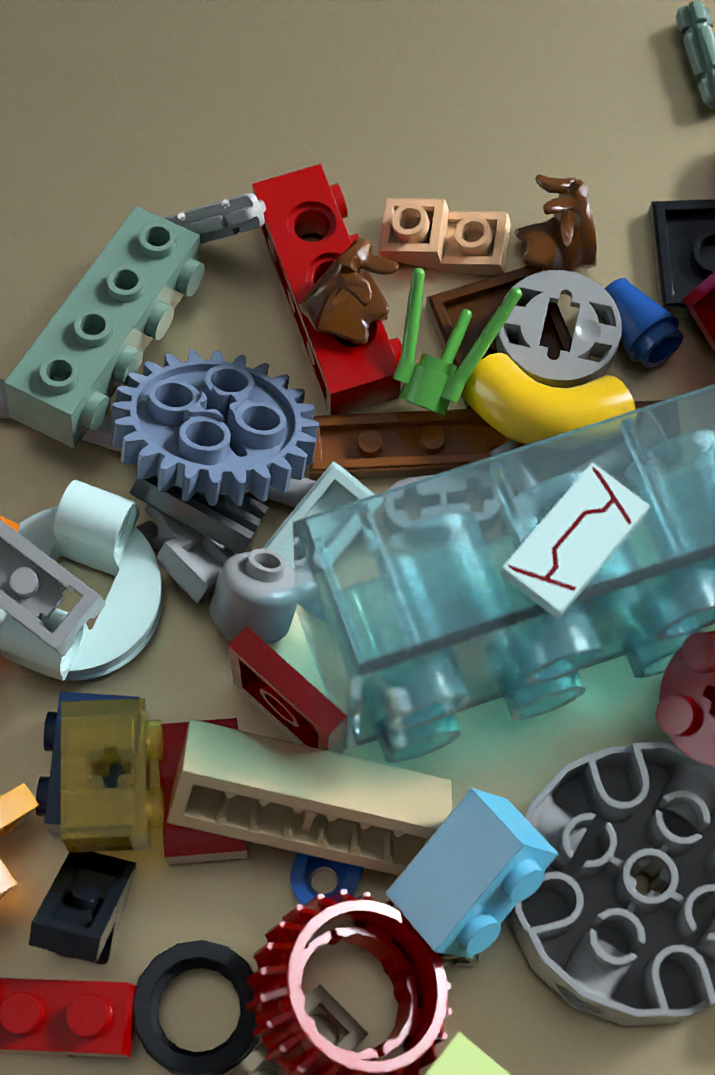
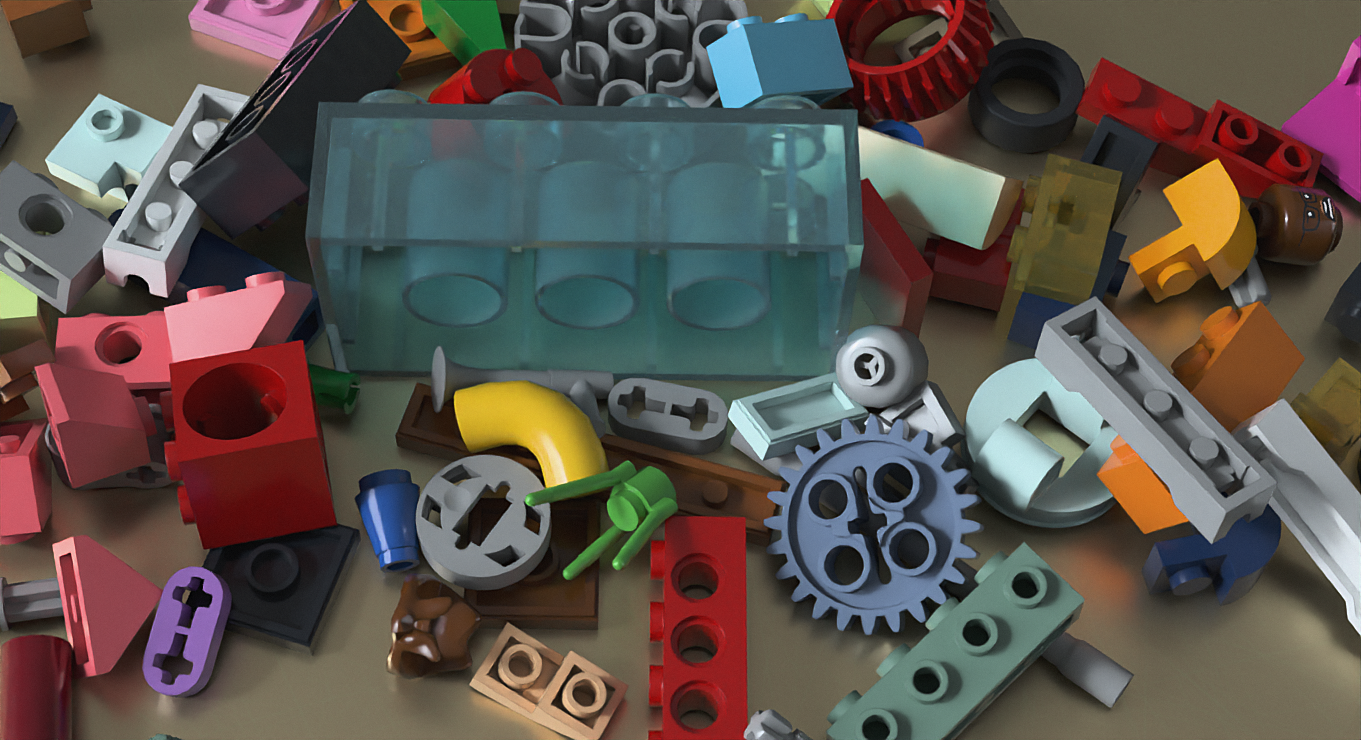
camera: 160 degrees left, 10 degrees down
(347, 294) = (701, 593): reddish brown piece -> none
(574, 540) = (618, 140): light aqua tile -> none

